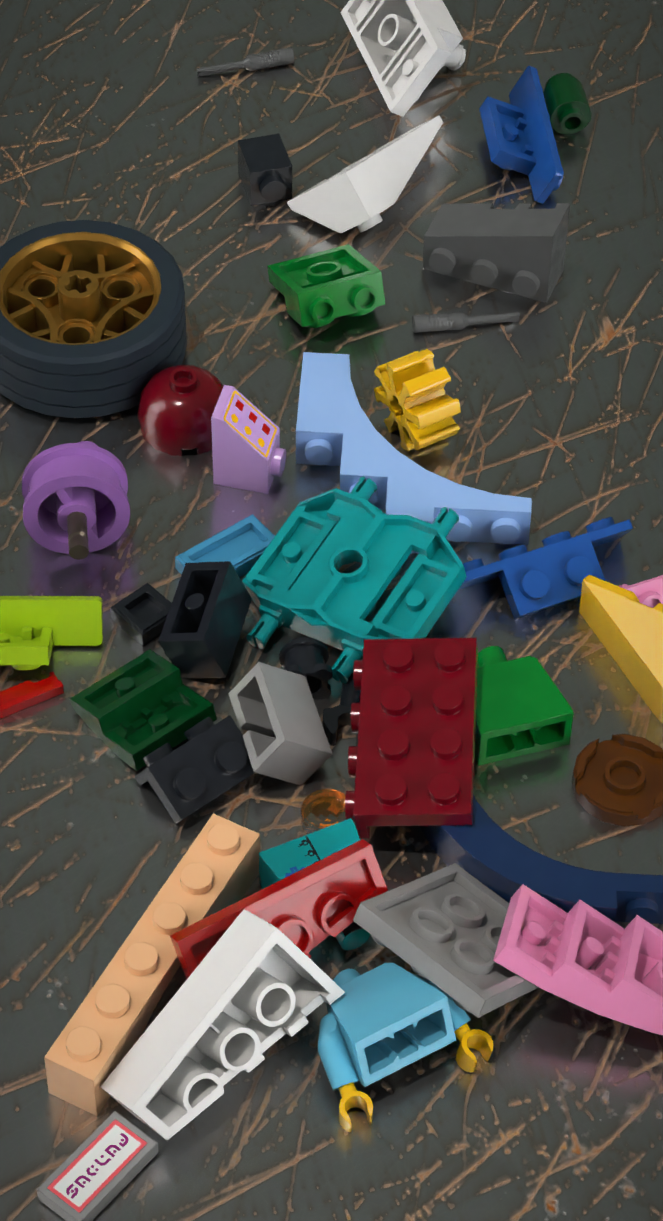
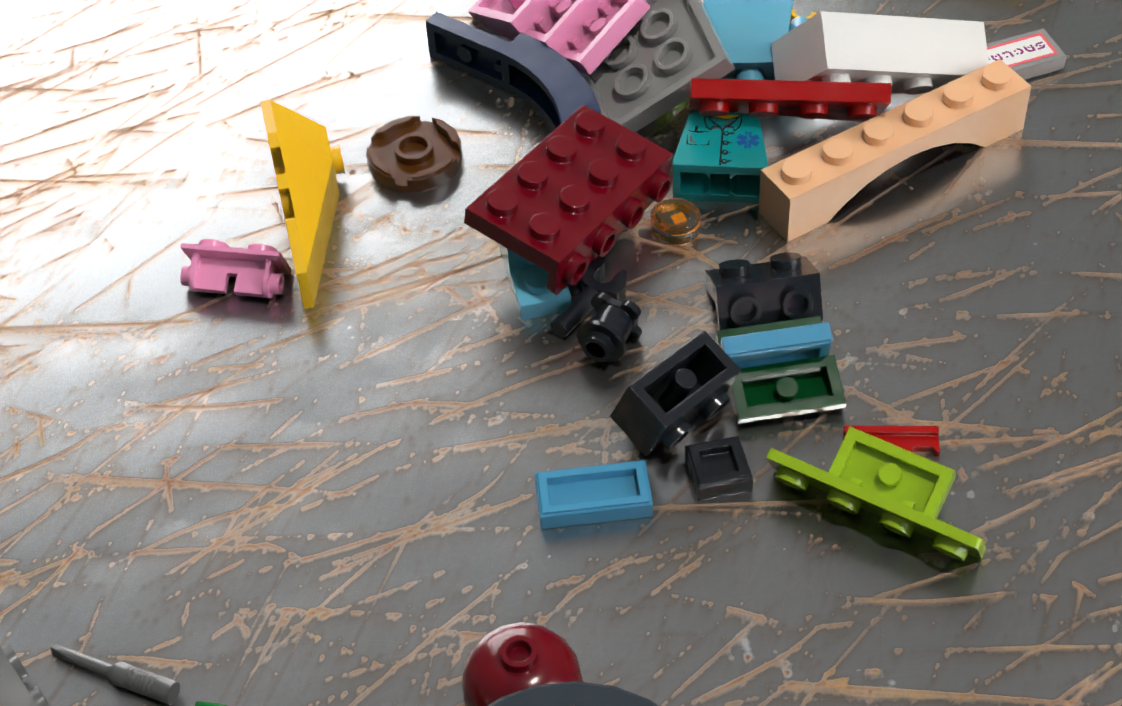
camera: 145 degrees left, 0 degrees up
(75, 498) = (732, 568): medium lavender wheel -> none
(148, 691) = (778, 345): none -> dark azure tile
(244, 444) = (502, 573): lavender slope -> none
(281, 723) = (673, 273): light grey piece -> none
(301, 586) = (451, 356): teal piece -> none
(338, 433) = (387, 563): light blue arch -> none
(417, 400) = (281, 531): yellow gear -> none
(517, 708) = (439, 229): green torso -> none
(550, 573) = (312, 336): blue bracket -> none

